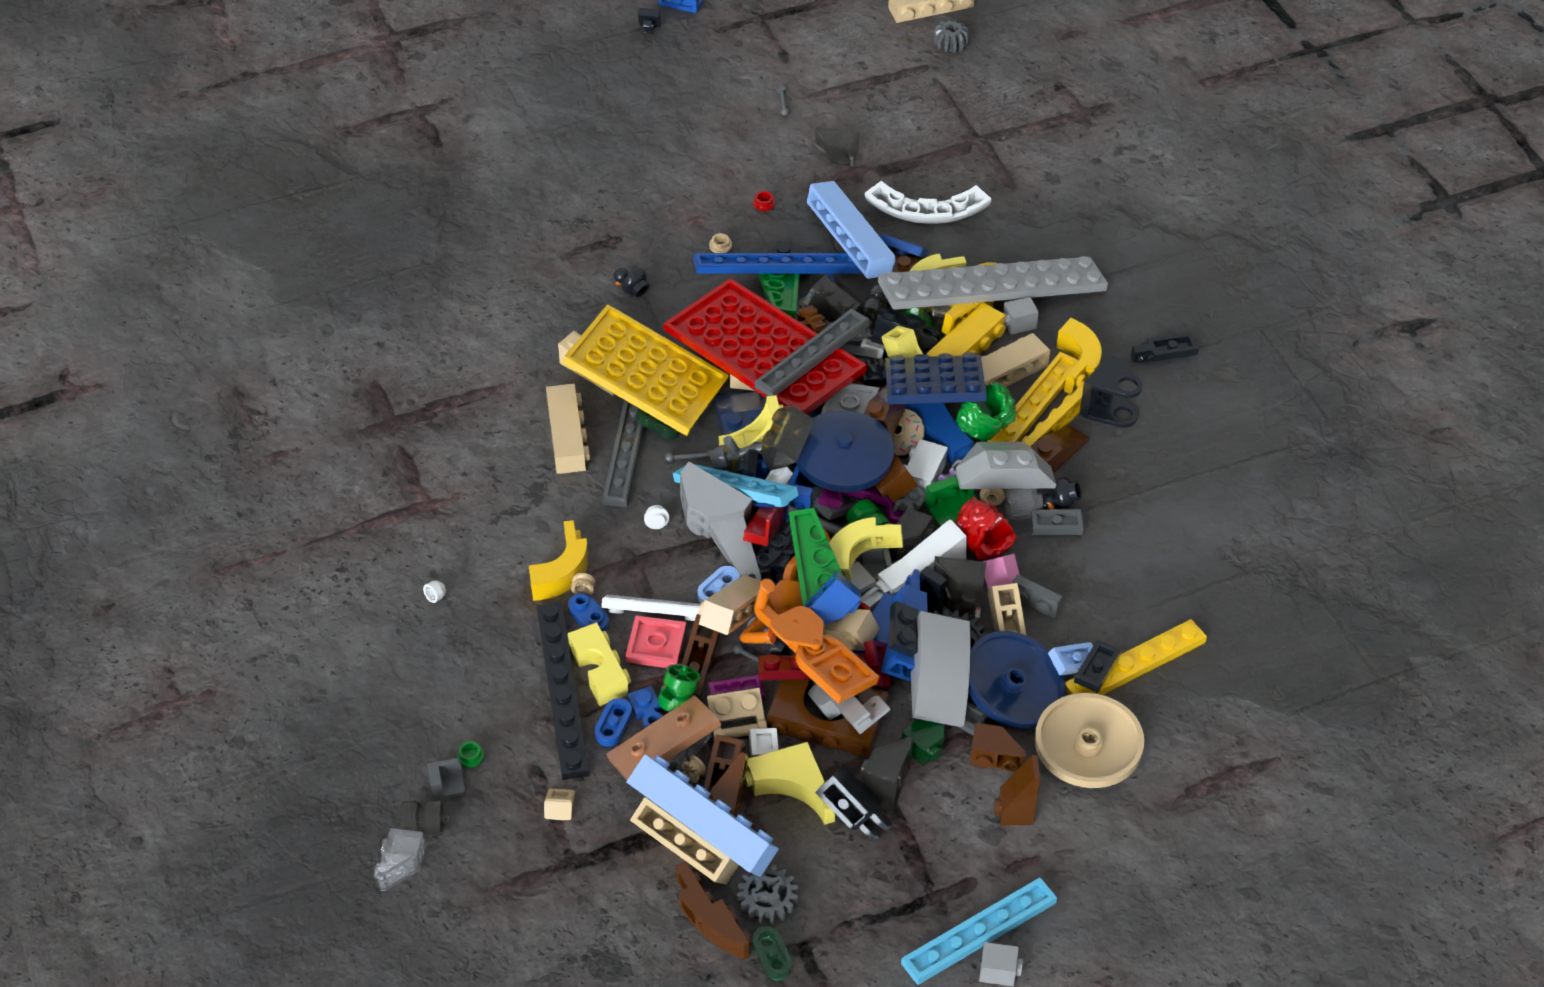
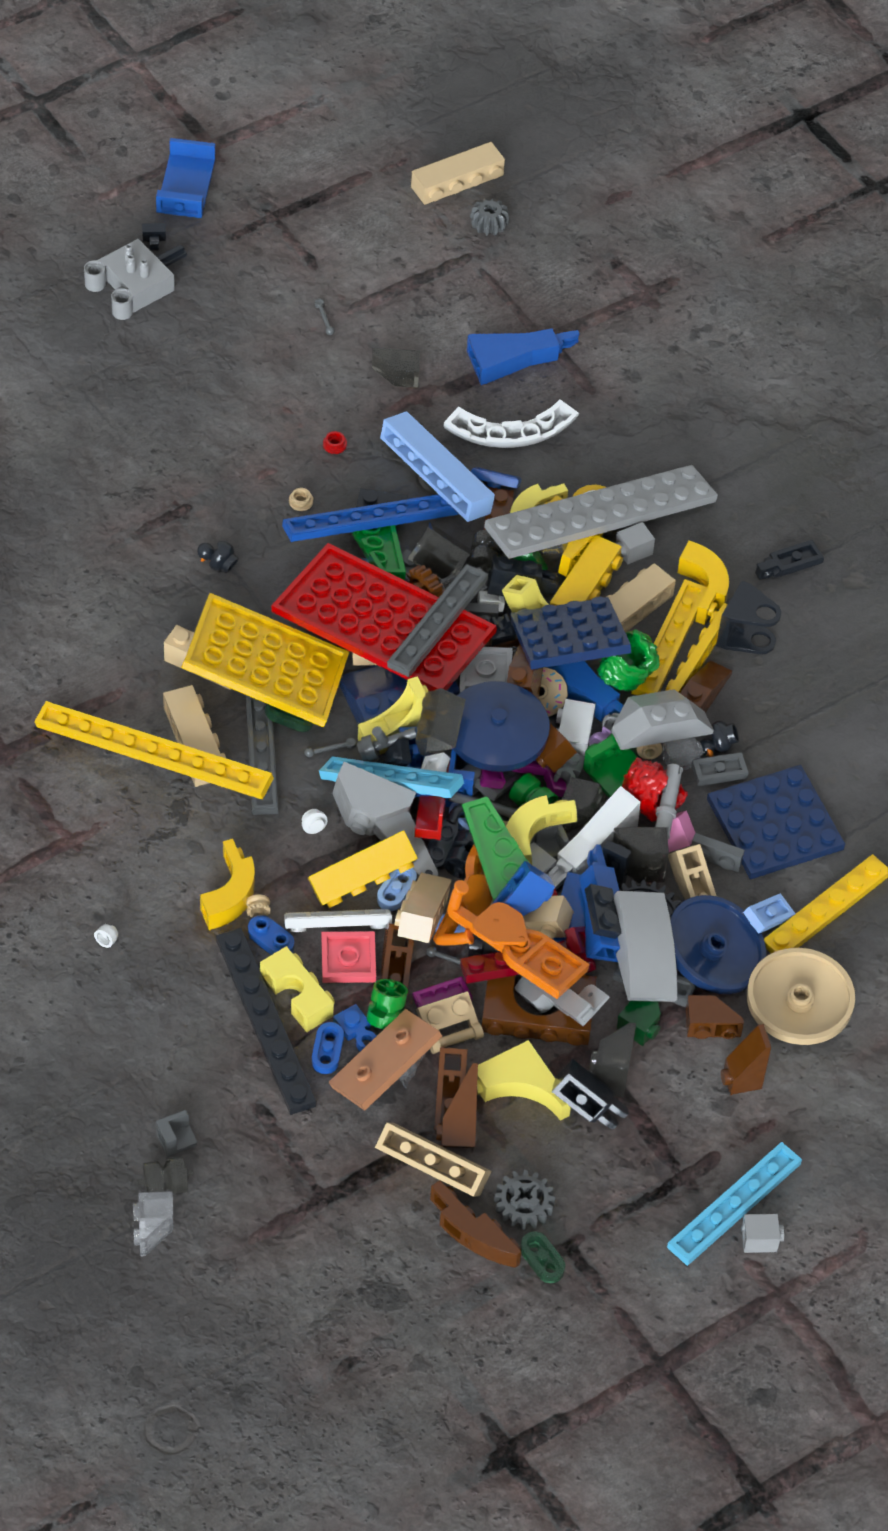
camera: 15 degrees left, 5 degrees up
(470, 754) = (193, 1102): green plate -> none
(524, 434) = (154, 750): none -> yellow plate
(559, 804) = (295, 1140): tan slope -> none
(622, 50) = (134, 275): none -> light grey piece
(687, 562) = (363, 868): none -> yellow brick
(694, 768) = (421, 1084): tan bush -> none
(702, 815) = (448, 1132): light blue brick -> none
(762, 741) = (482, 1046): white plate -> none
(939, 146) = (504, 354): none -> blue piece
(992, 548) = (666, 811): none -> light grey pin
(1097, 666) = (794, 918): black plate -> none
(1102, 577) = (776, 821): none -> dark blue plate

